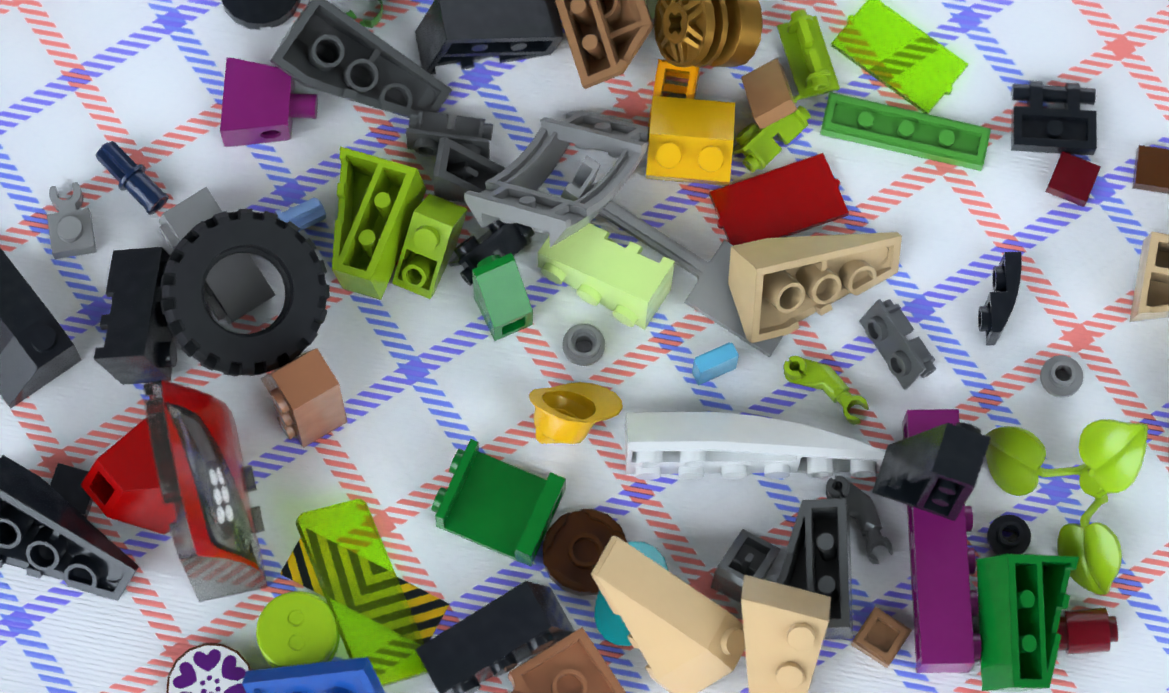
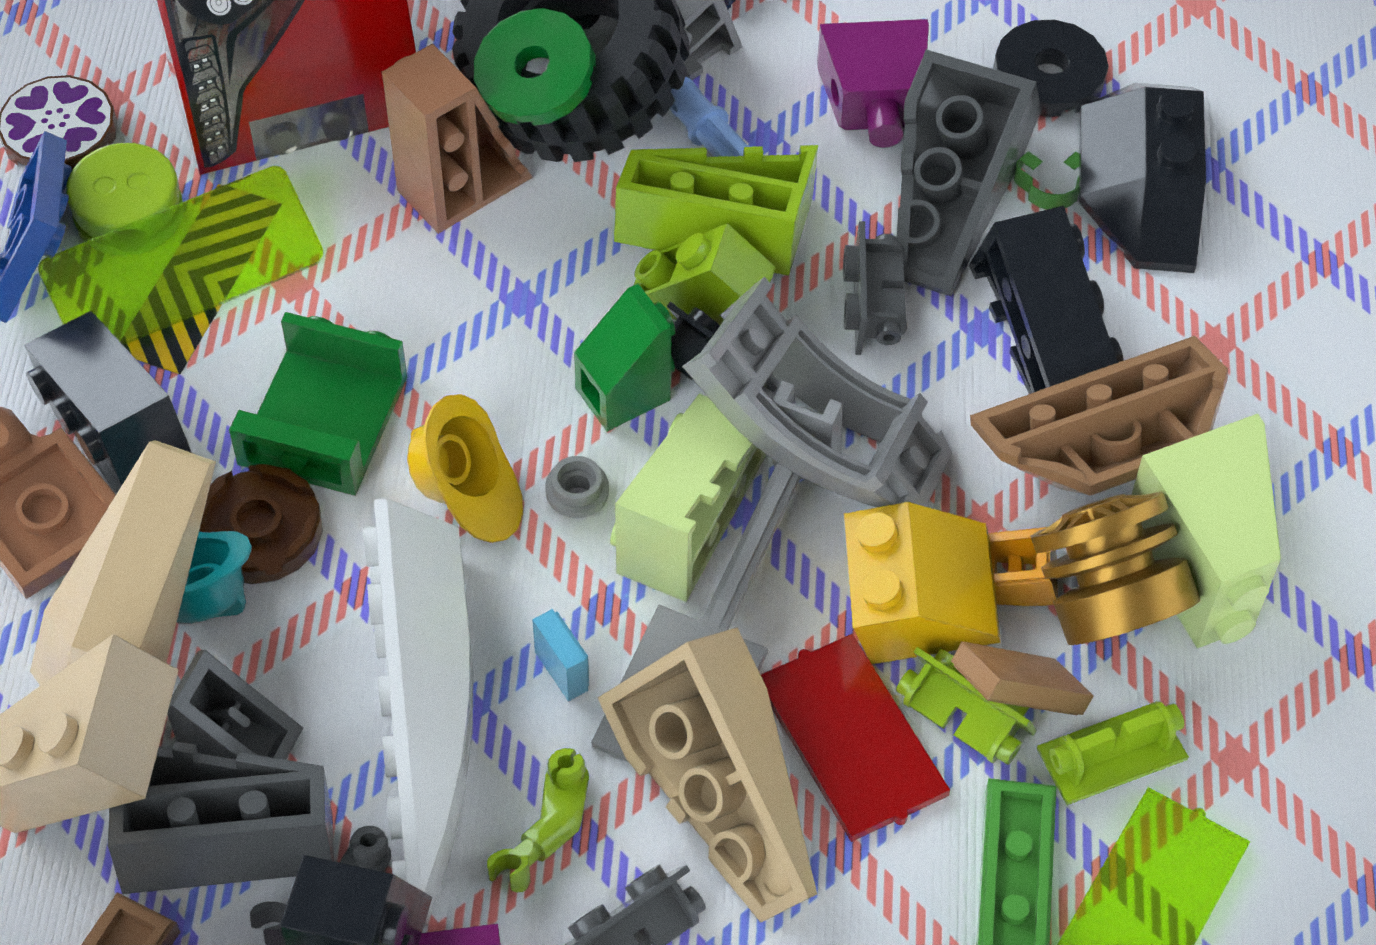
camera: 85 degrees right, 15 degrees down
(317, 310) = (525, 38): none -> green tile
(460, 170) = (818, 291): dark grey slope -> none

